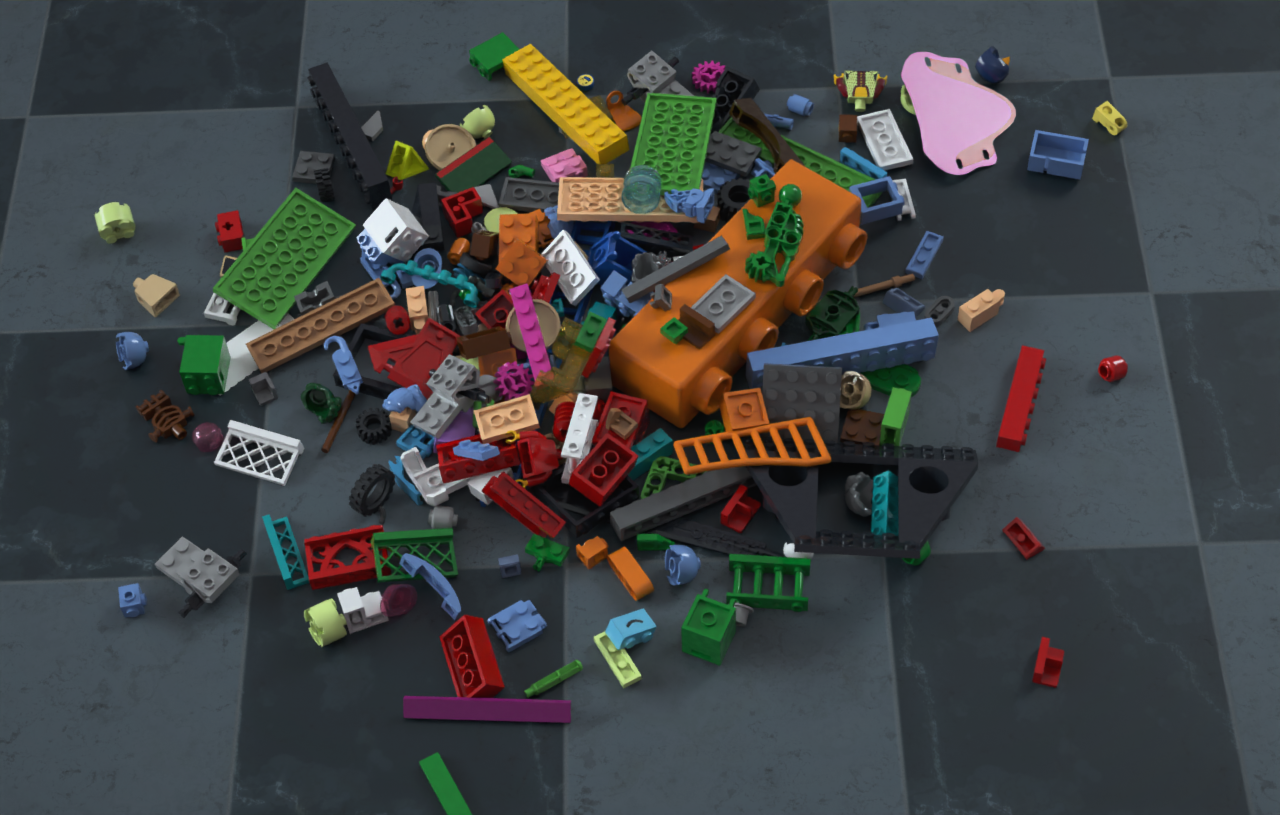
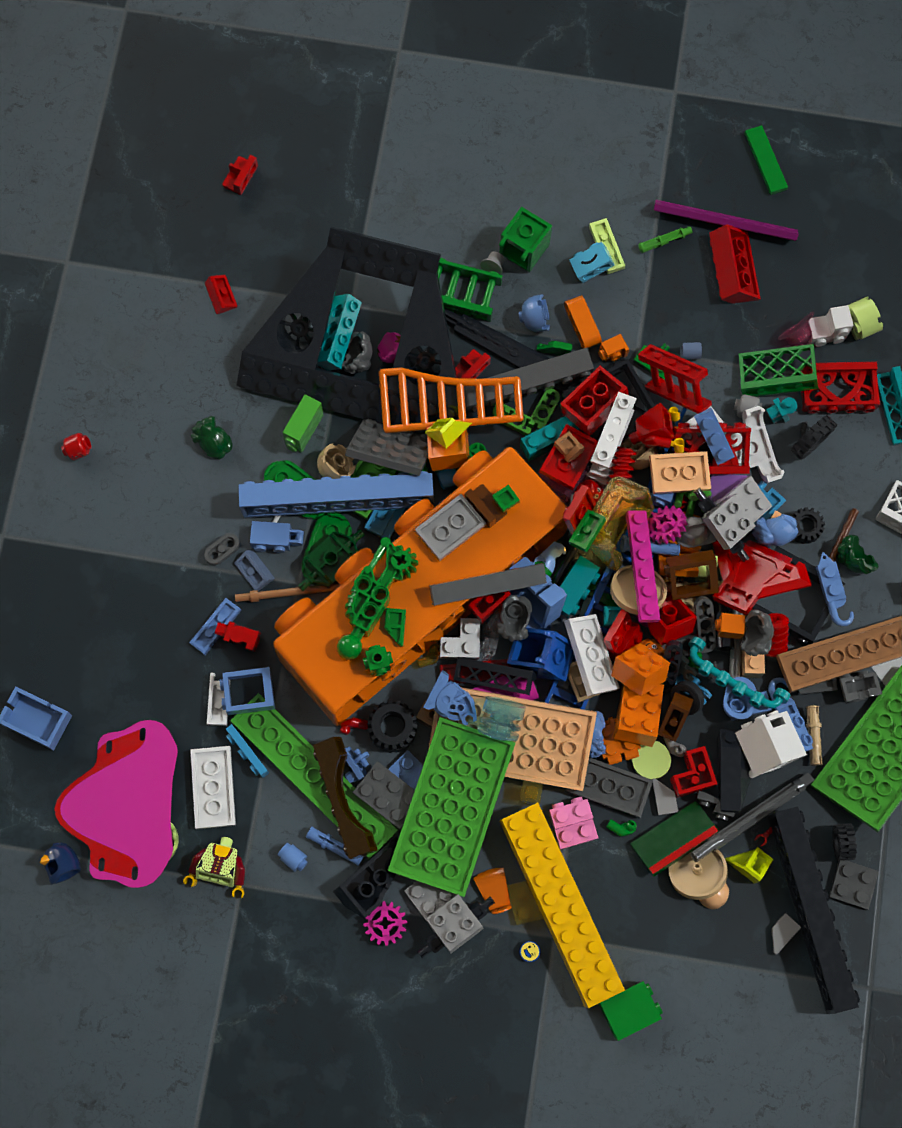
camera: 175 degrees left, 20 degrees up
(355, 267) = (813, 726): none -> tan pin
(407, 487) = (784, 458): dark azure arm -> none
(408, 515) = (782, 409): none -> teal hips
(415, 300) = (758, 634): none -> dark grey hair
(416, 565) = (777, 349): medium blue slope -> none
(420, 178) = (752, 817): none -> dark grey piece
(442, 311) = (730, 626): none -> orange brick
(458, 248) = (702, 724): orange brick -> none
(479, 122) = (661, 901): yellowish green cylinder -> none
(518, 623) = (689, 296): medium blue plate -> none
(662, 298) = (509, 544): dark grey tile -> none
(750, 413) = (446, 431): none -> neon yellow slope
(827, 508) = (388, 347): none -> dark pink hair
(847, 128) = (249, 809): reddish brown brick -> none
(862, 427) = (333, 430): reddish brown plate -> none
(896, 238) = (238, 635): none -> red hips
(980, 308) = (179, 540): light nougat brick -> none
(984, 399) = (211, 438): none -> dark green hair
(1020, 399) = (175, 432): red brick -> none

